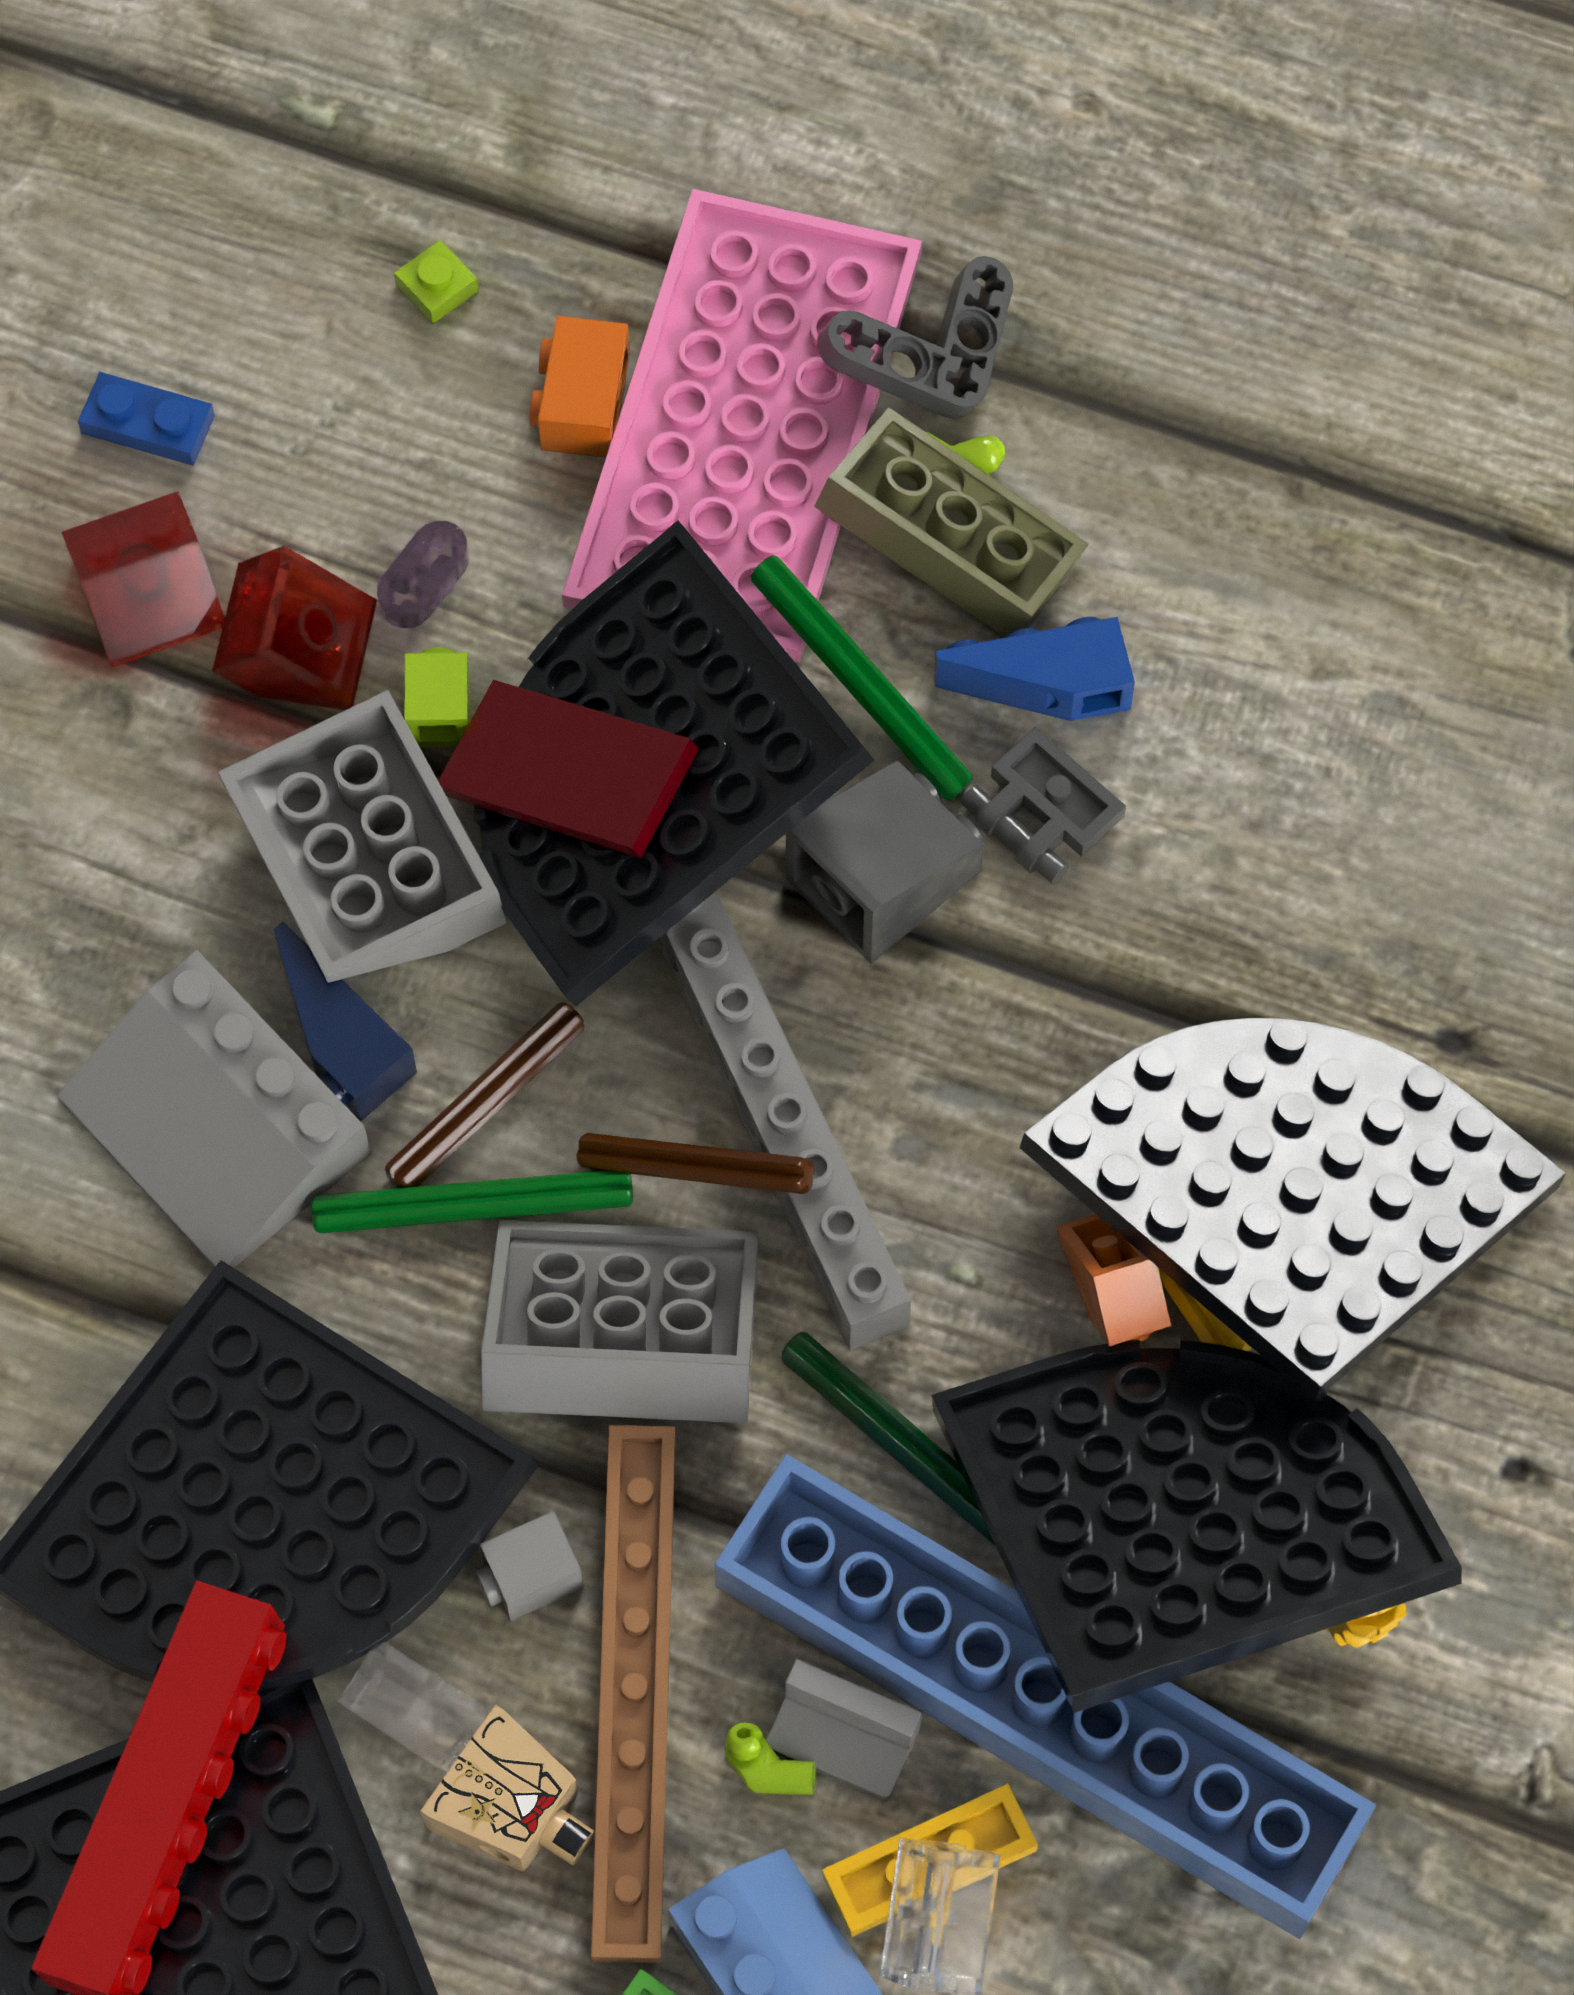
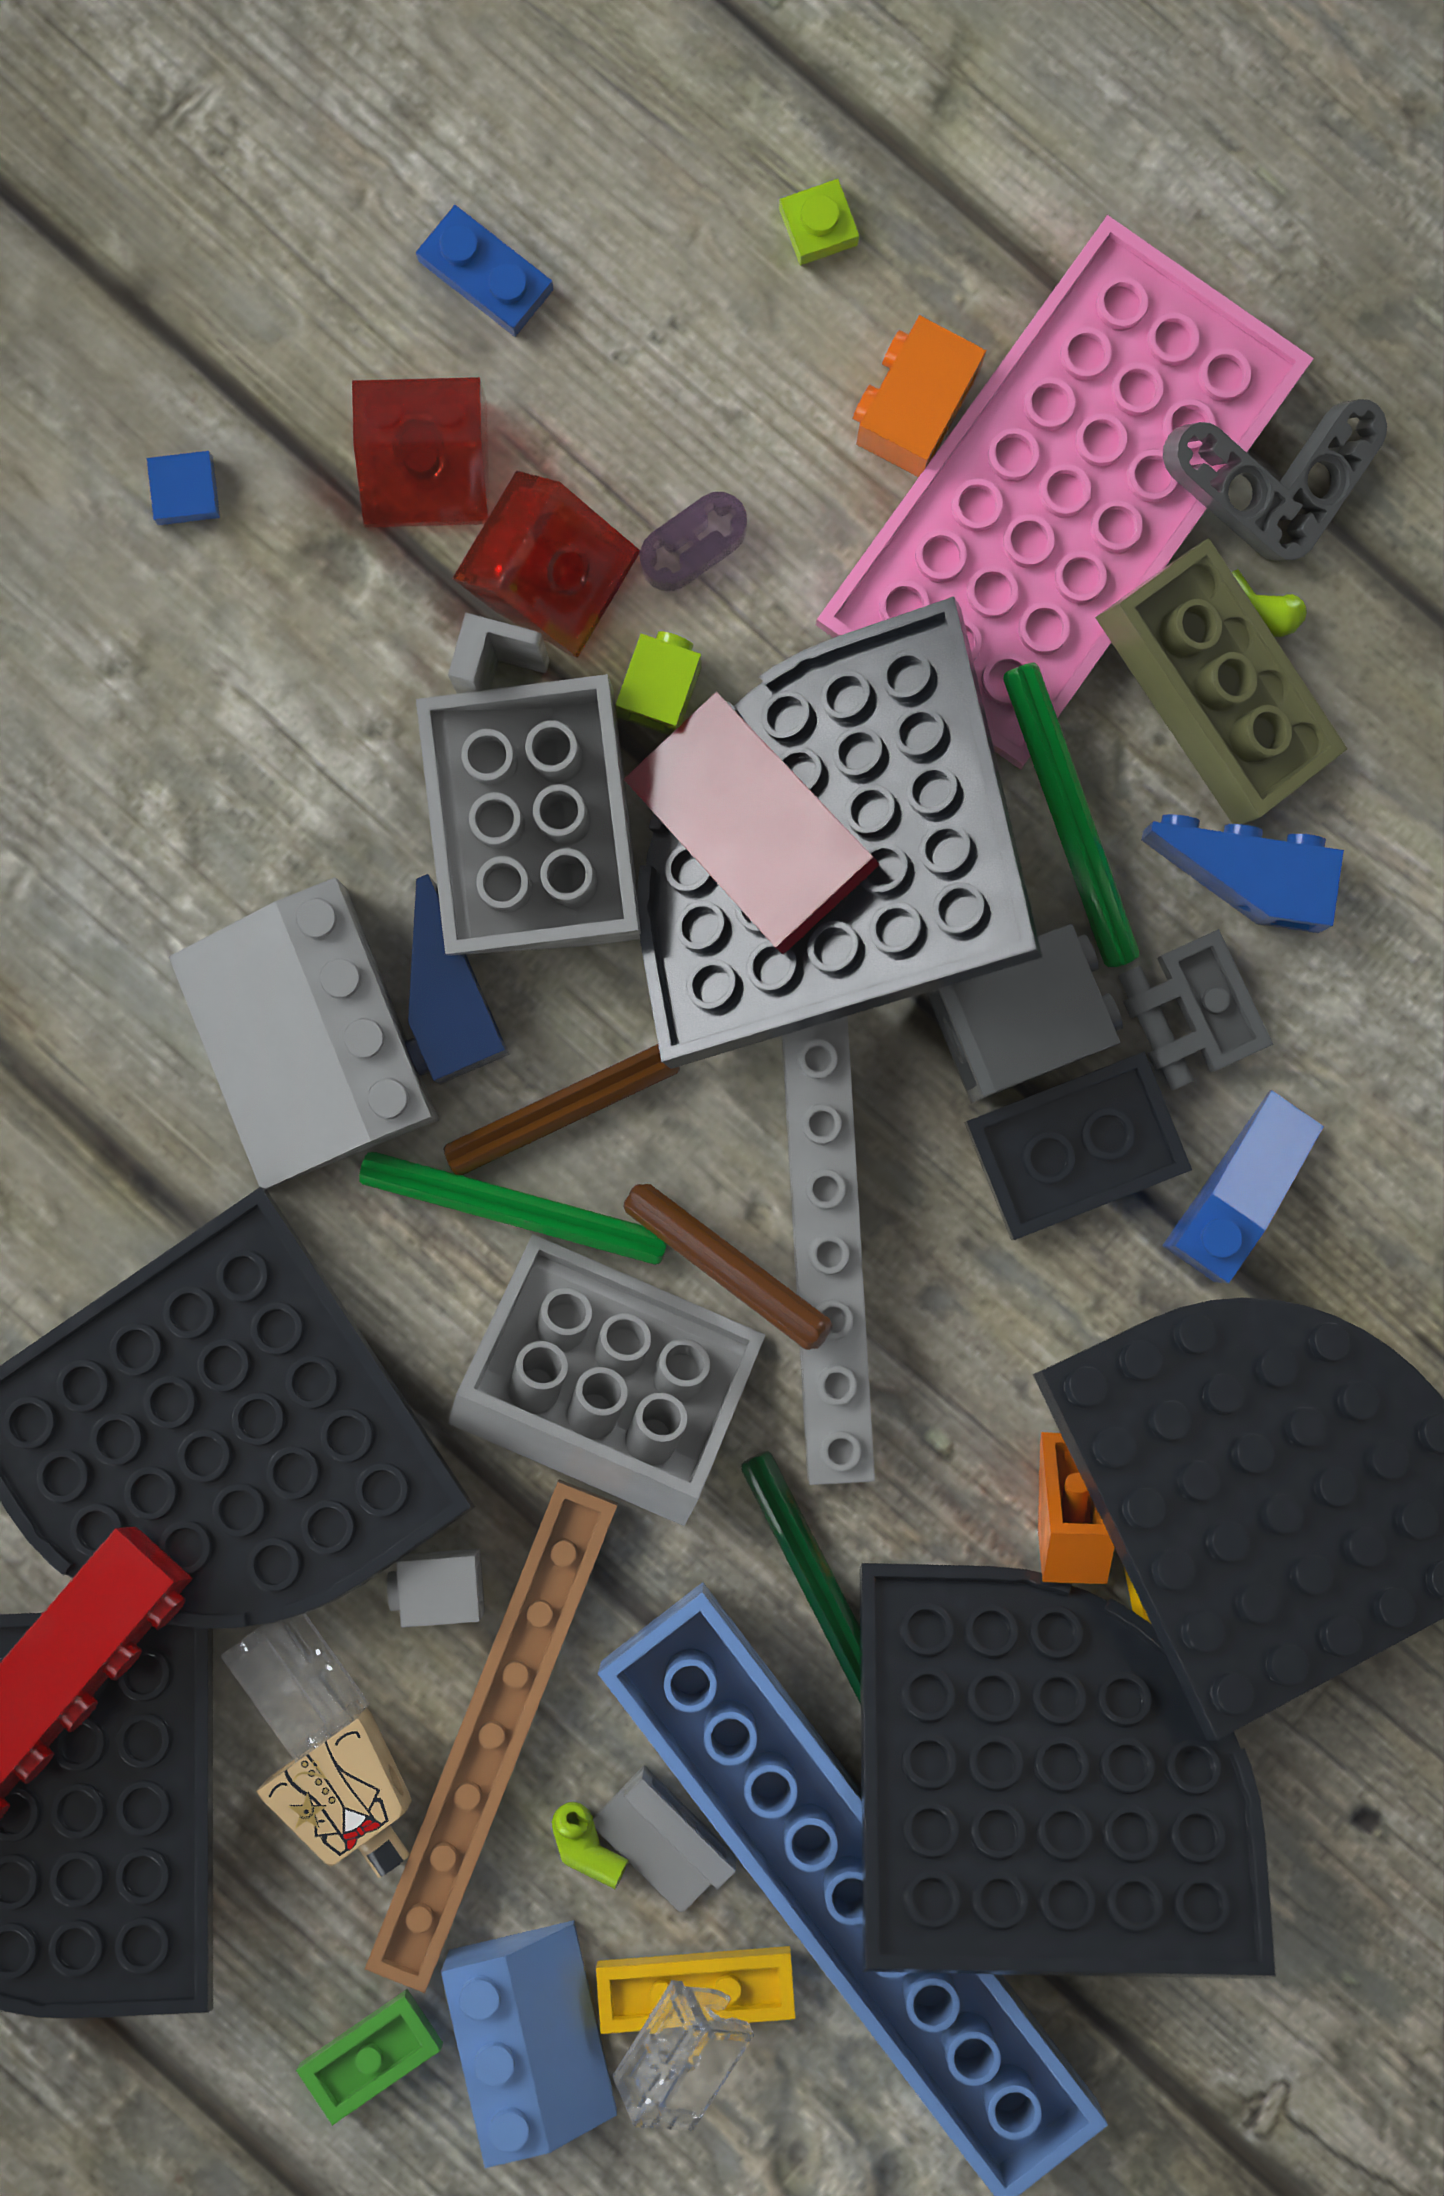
camera: 20 degrees right, 20 degrees up
(279, 705) = (486, 642): none -> light grey panel
(983, 958) = (1078, 1146): none -> black plate
(1152, 946) = (1244, 1190): none -> slope

